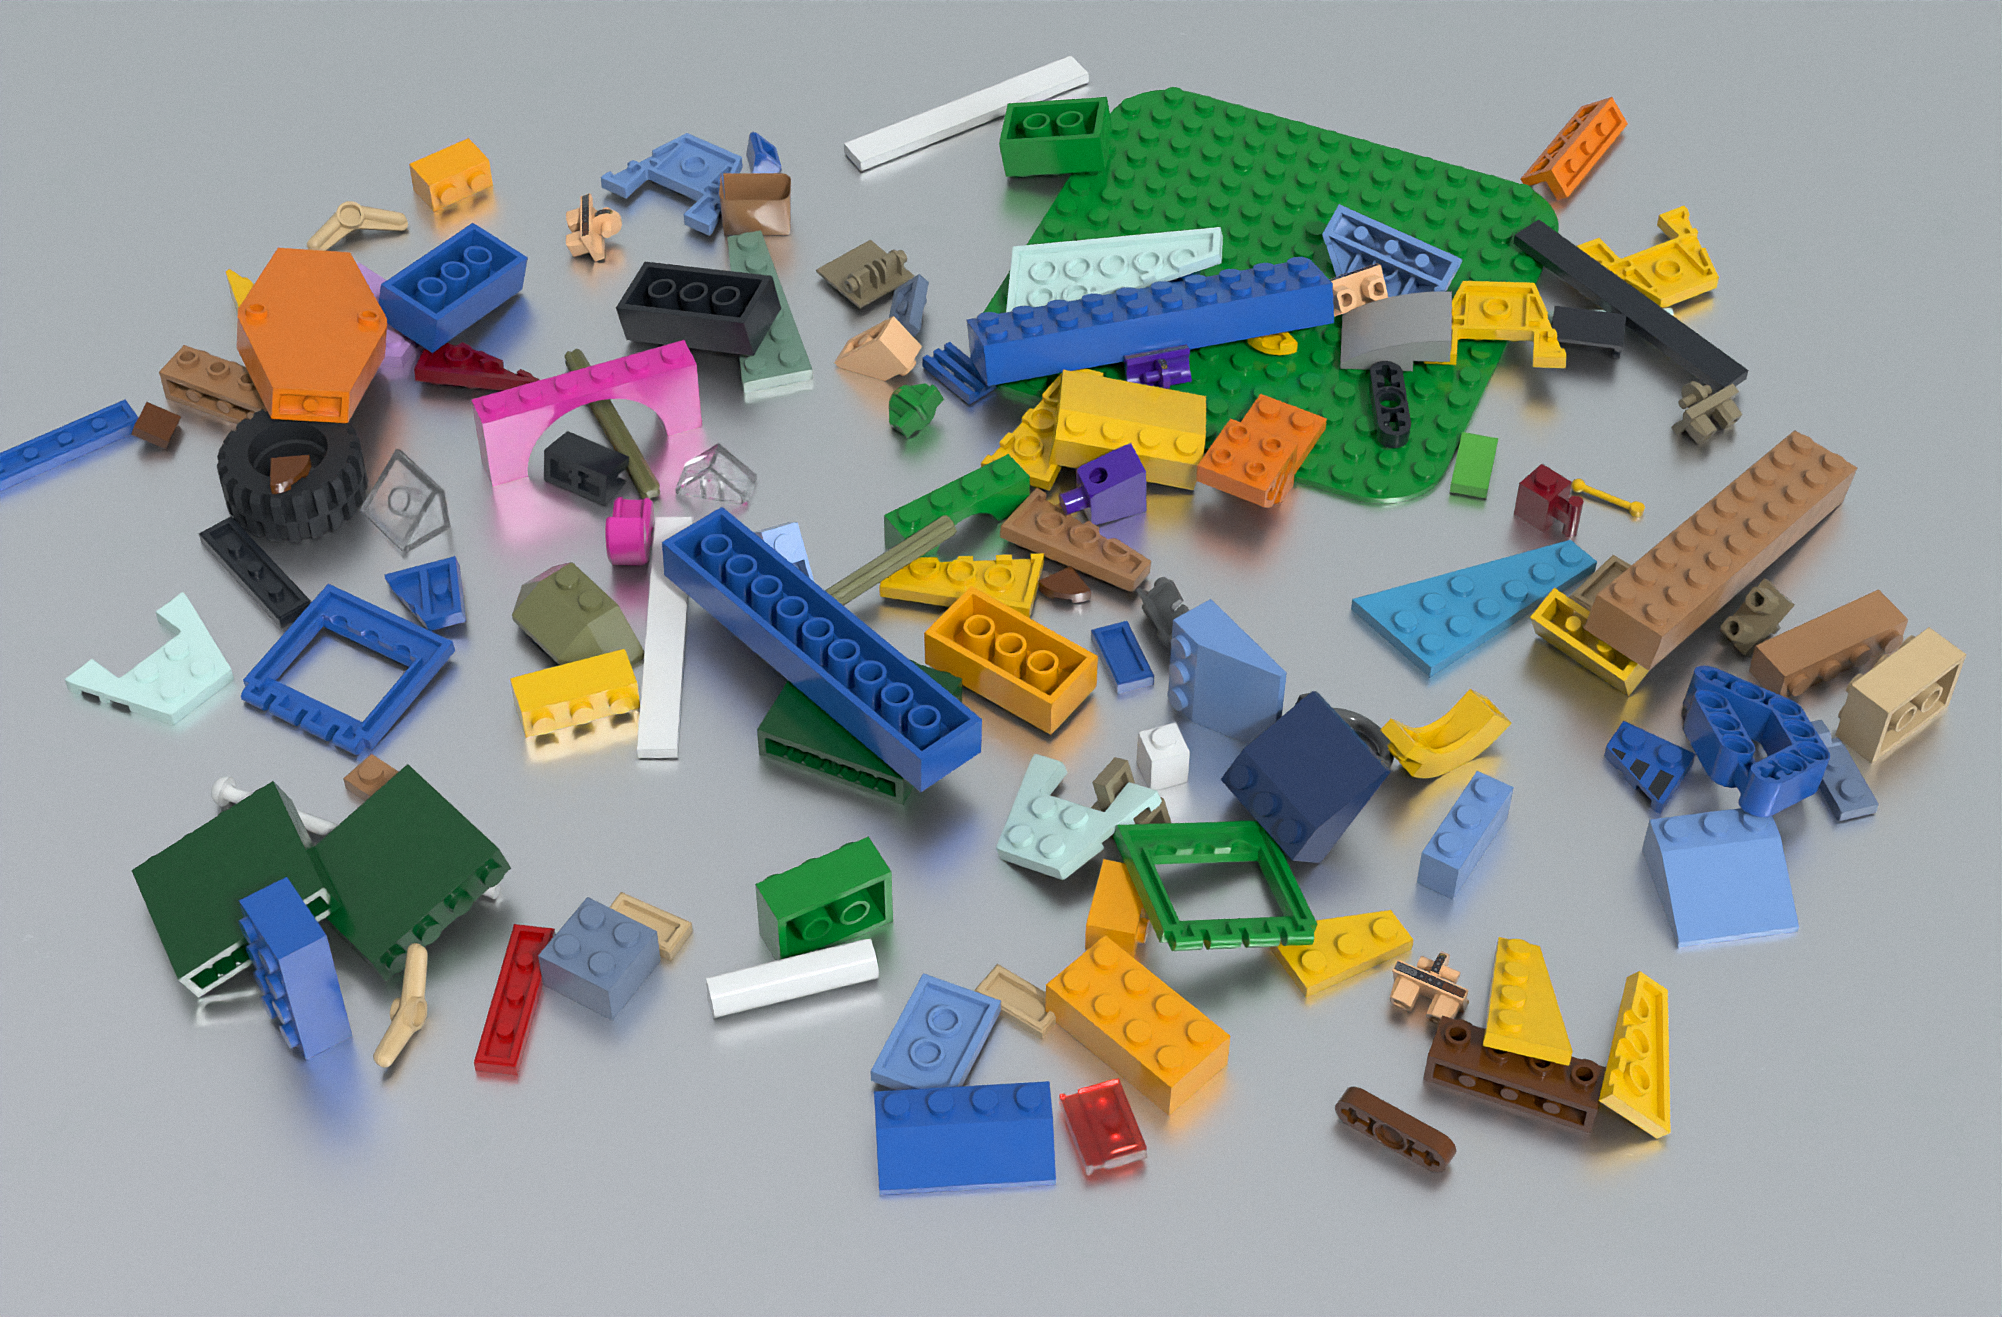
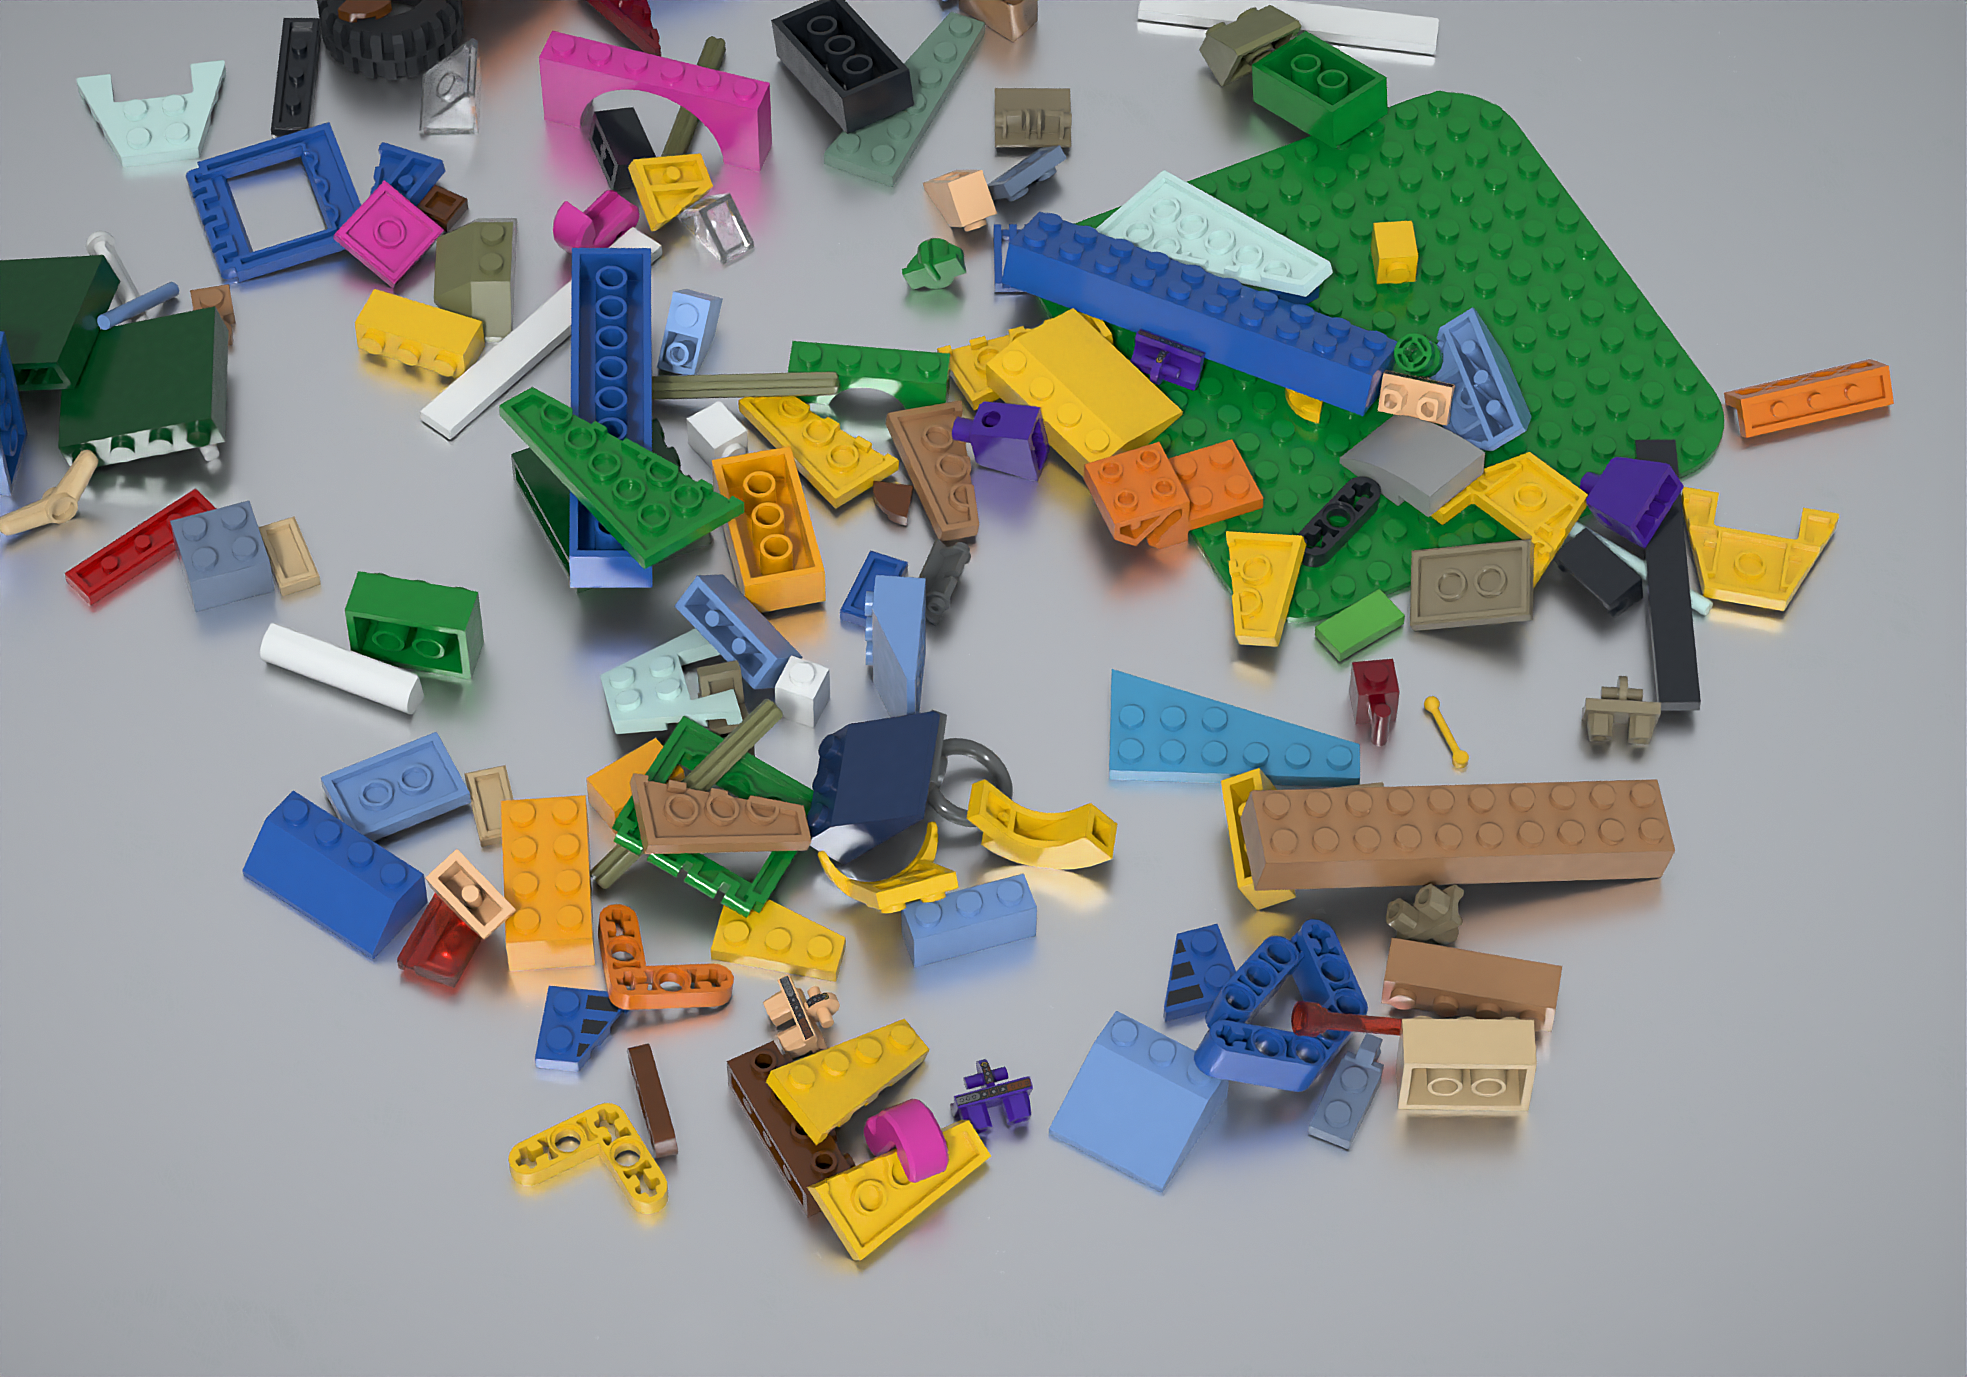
camera: 40 degrees right, 5 degrees up
(320, 813) = (138, 305): none -> medium blue bar
(470, 635) = (388, 234): none -> dark pink tile
(483, 595) = (443, 207): none -> reddish brown tile
(659, 468) = (669, 185): none -> yellow wing
(895, 619) = (716, 433): none -> white brick
(904, 678) = (622, 484): none -> green wing
(970, 134) = (1237, 46): none -> olive slope
(1072, 741) = (736, 629): none -> medium blue brick
(1109, 1070) = (469, 894): none -> light nougat slope
(1182, 862) = (700, 779): none -> olive axle
(1225, 208) = (1394, 252): none -> yellow brick
(1228, 885) = (697, 821): none -> medium nougat wing
(1269, 1118) = (573, 1026): none -> blue wing
(1277, 1047) = (638, 975): none -> orange beam
(1328, 264) = (1426, 358): none -> green wheel
(1384, 1192) = (593, 1142): none -> yellow beam
(1392, 474) = (1263, 583): none -> yellow wing
(1399, 836) = (918, 880): none -> yellow piece
(1527, 387) = (1472, 585): none -> dark tan tile
(1562, 267) = (1632, 496): none -> dark purple torso
(1613, 1001) = (915, 1135): none -> dark pink animal
(1621, 943) = (1011, 1095): none -> dark purple hips
(1798, 725) = (1312, 1019): none -> clear red piece

